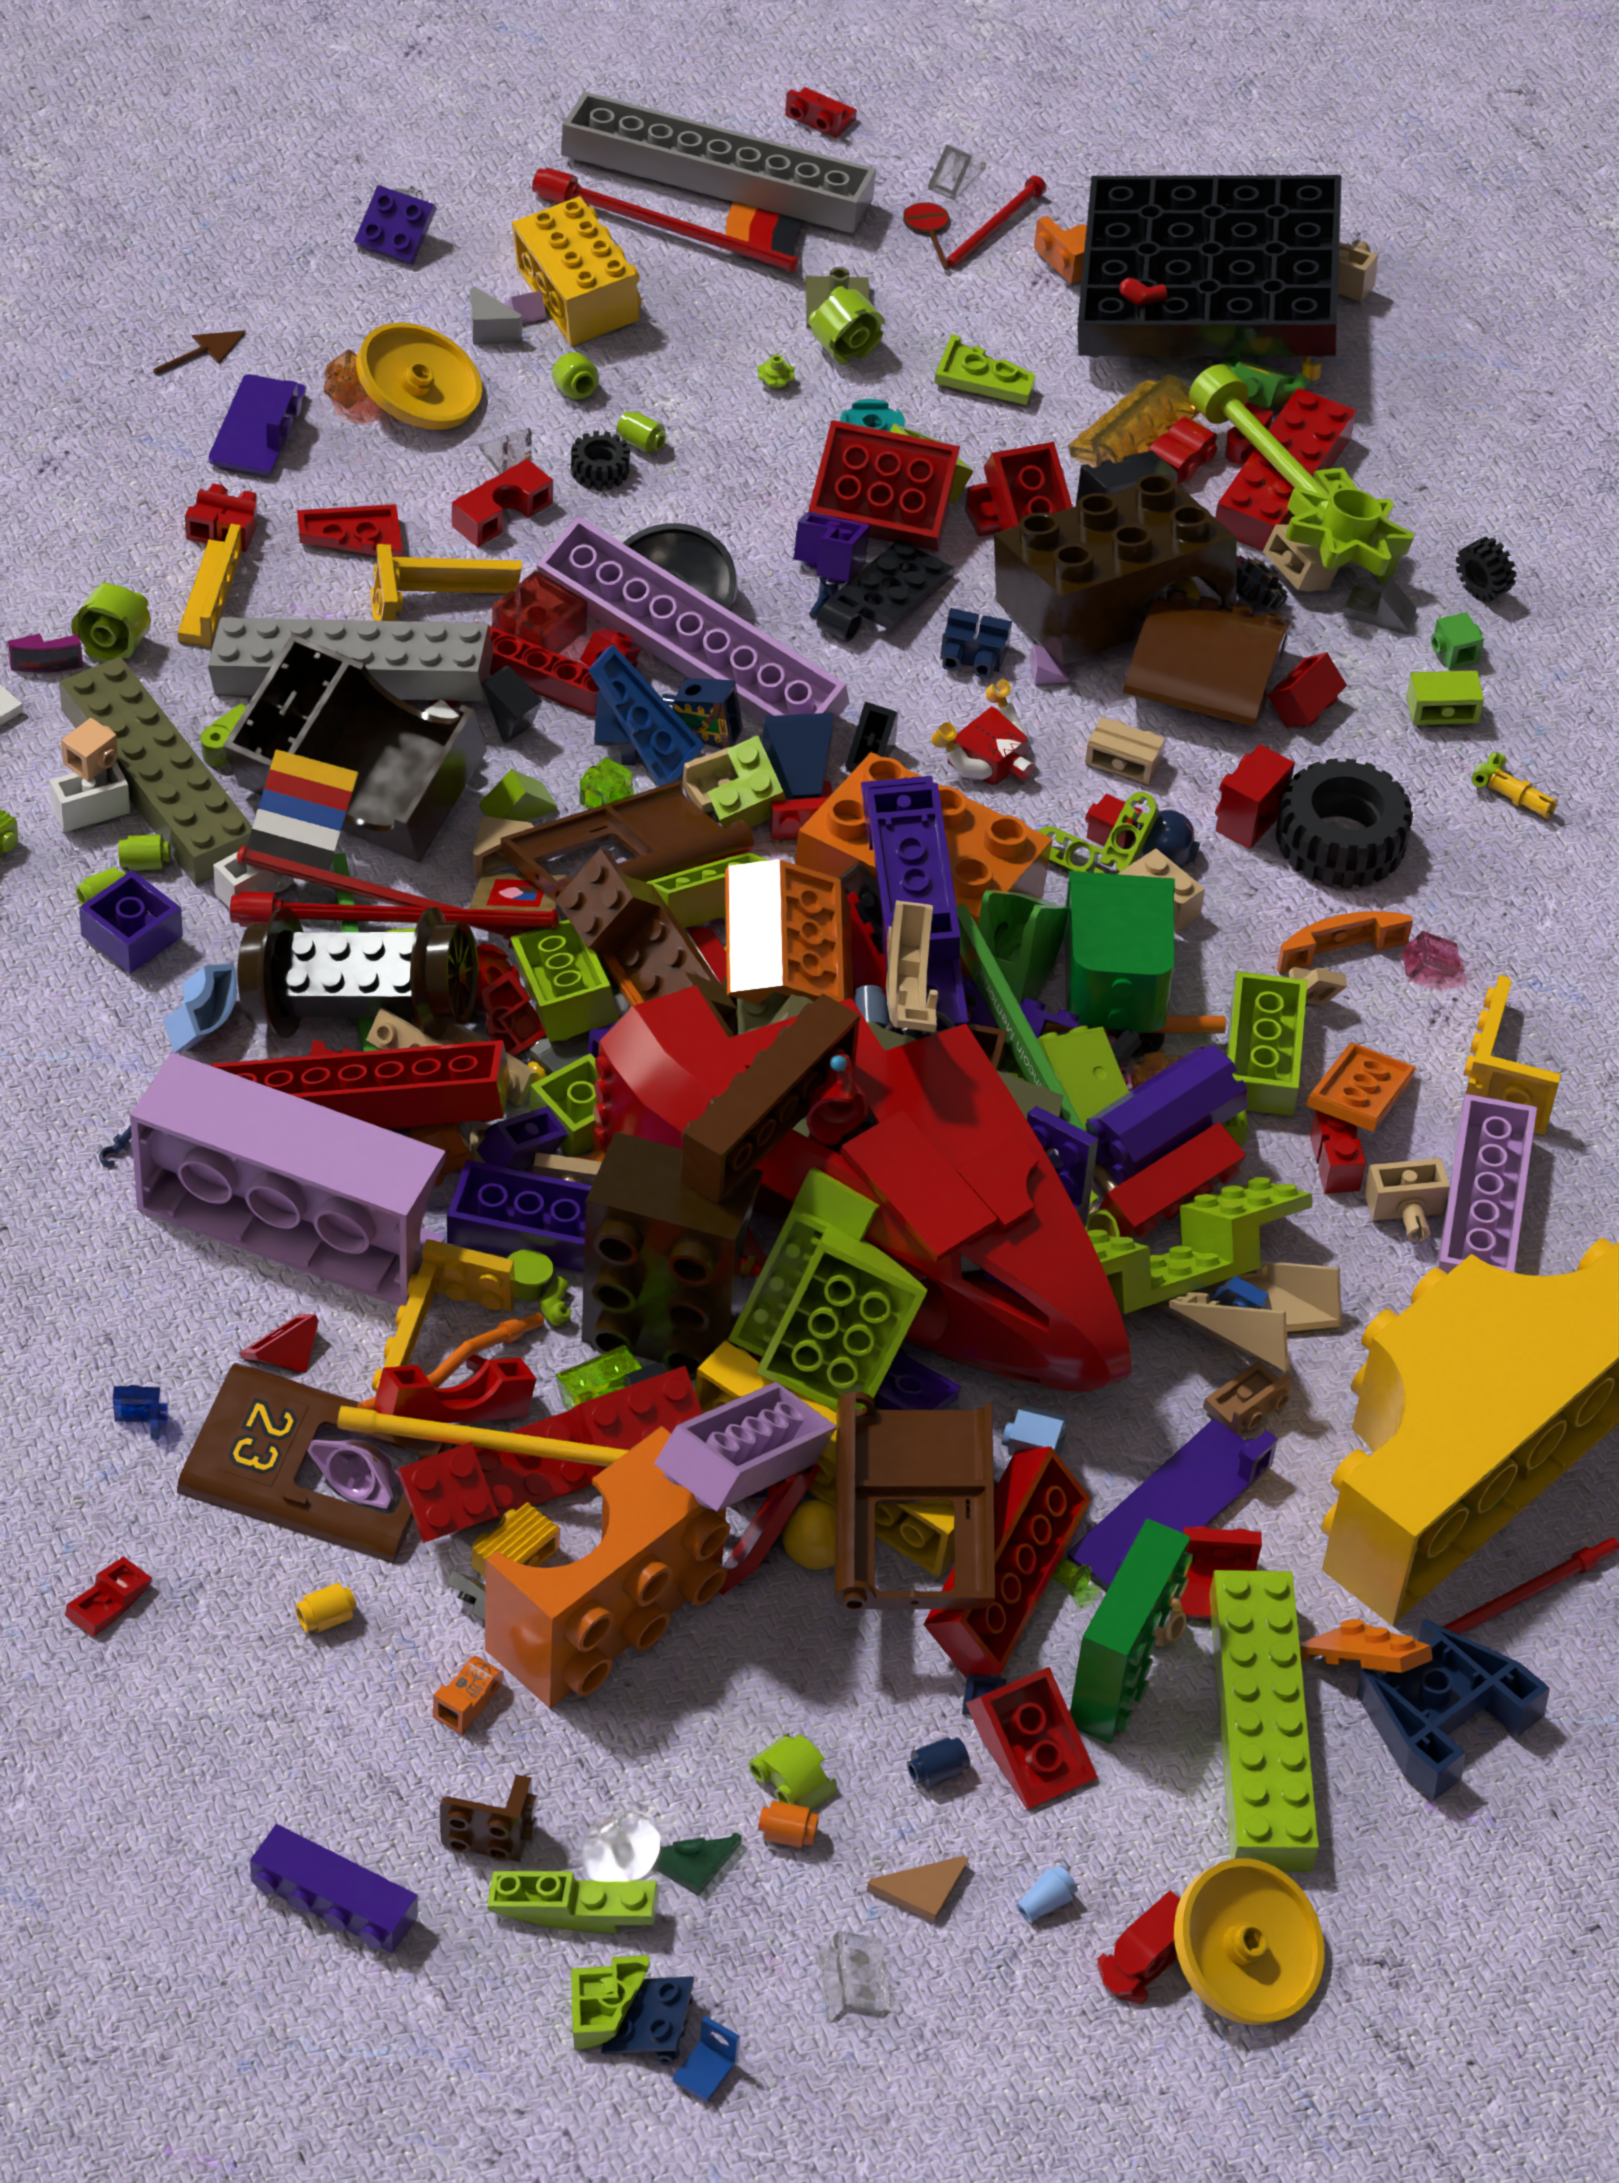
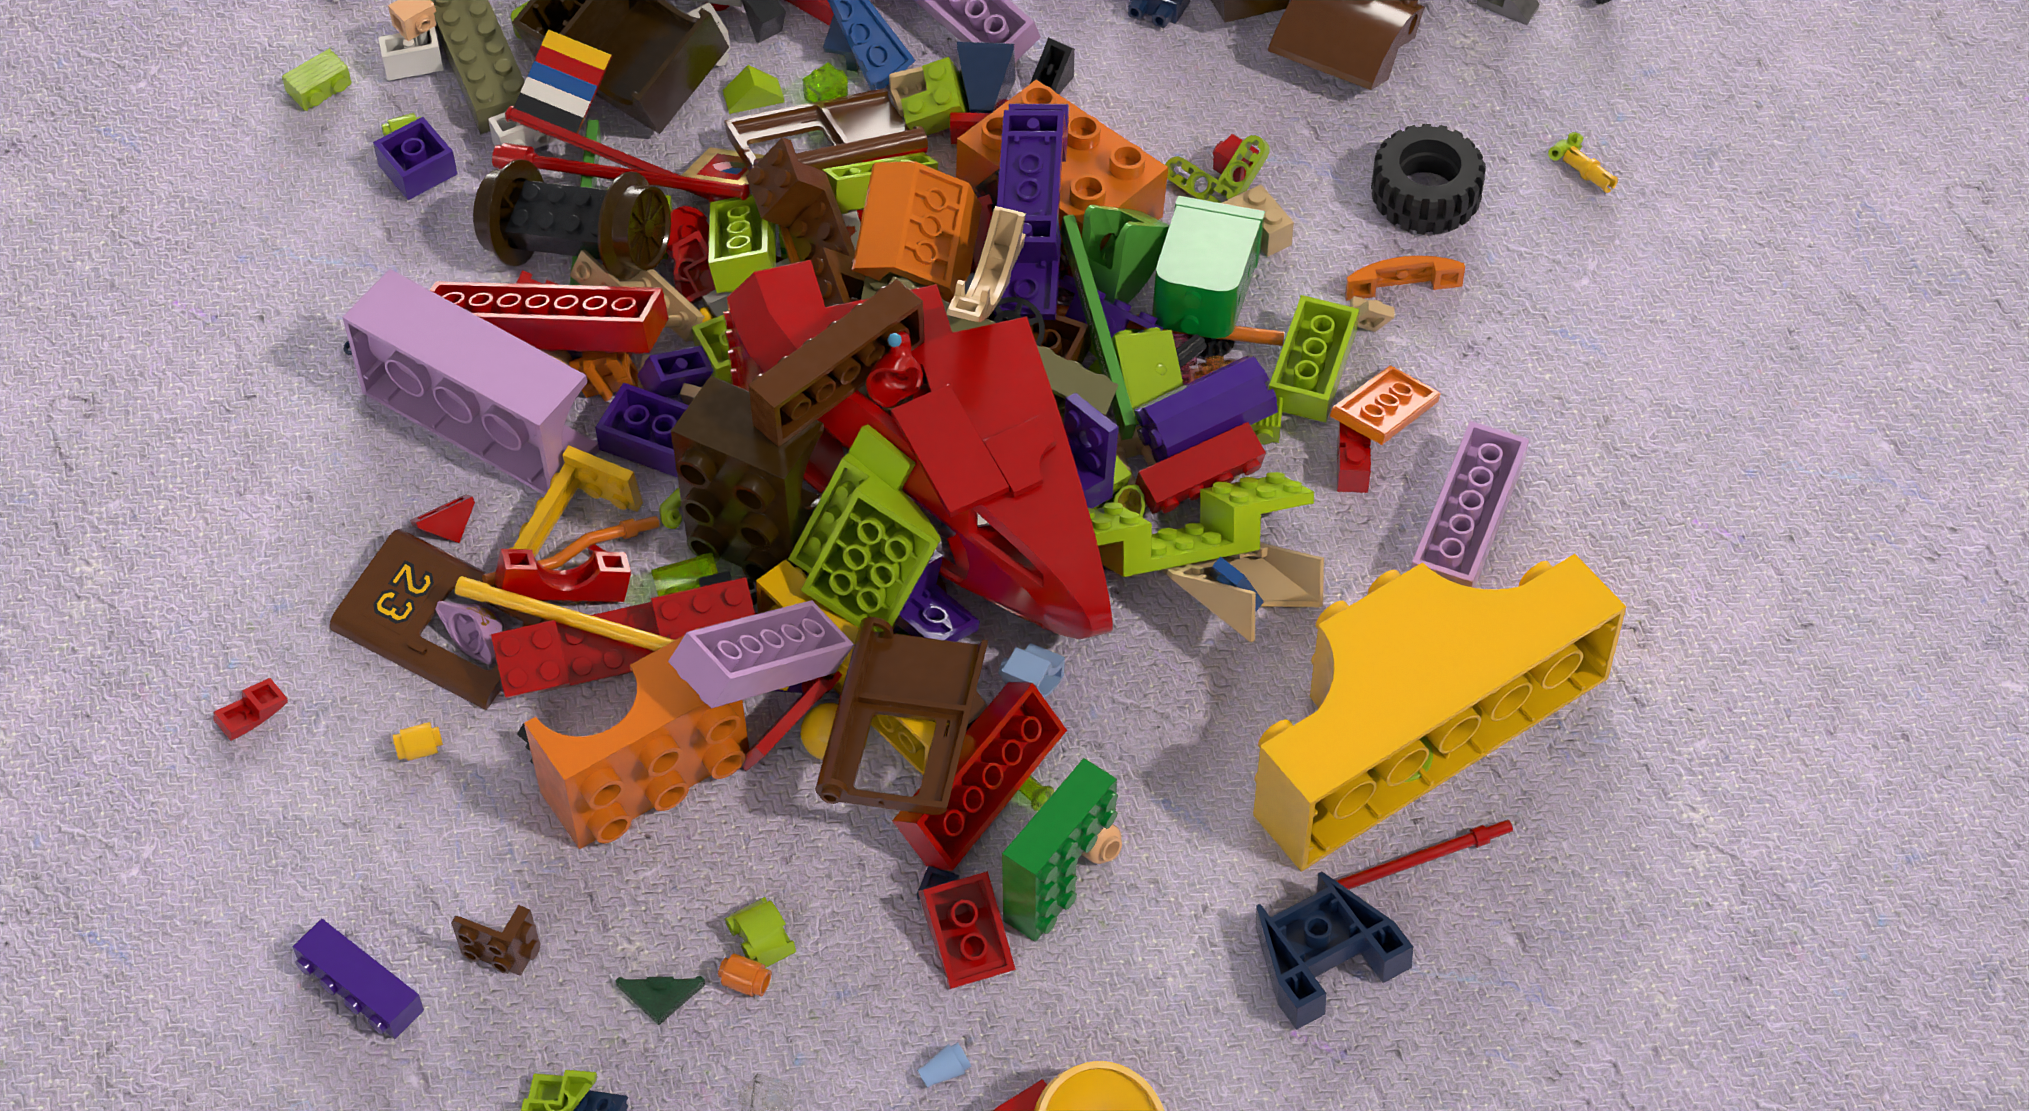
camera: 15 degrees right, 5 degrees up
(140, 1405) = (317, 554): clear blue bracket -> none
(144, 852) = (443, 103): lime brick -> none
(205, 1006) = (449, 239): light blue brick -> none
(467, 1694) = (512, 828): orange leg -> none
(487, 848) = (713, 129): tan slope -> none
(521, 1536) = (584, 709): yellow brick -> none
(531, 1273) = (654, 482): lime piece -> none
(571, 1904) = (547, 1017): lime slope -> none
(621, 1847) = (601, 978): clear tile -> none
(709, 710) = (922, 32): dark blue torso -> none
(922, 1888) = (843, 1045): medium nougat tile -> none
(938, 1762) = (882, 938): dark blue brick -> none
(991, 744) = (1149, 83): torso -> none
(1046, 667) = (1213, 23): lavender slope -> none
(1125, 750) = (1261, 99): tan brick -> none
(1173, 837) = (1280, 178): dark blue plant -> none
(1182, 1493) = (1149, 735): dark purple bracket -> none
(1213, 1551) = (1160, 809): red bracket -> none
(1249, 1397) = (1224, 659): medium nougat bracket -> none
(1252, 796) = (1353, 147): red brick -> none
(1263, 1719) = (1163, 941): lime brick -> none
(1307, 691) = (1426, 64): red brick -> none
(1369, 1644) = (1268, 889): orange wing -> none
(1407, 1192) = (1403, 499): tan brick -> none
(1432, 953) = (1478, 298): clear pink bracket -> none
(1444, 697) = (1541, 79): lime brick -> none
(1457, 640) = (1566, 34): bright green brick -> none
(1503, 1078) = (1509, 413): yellow bracket -> none

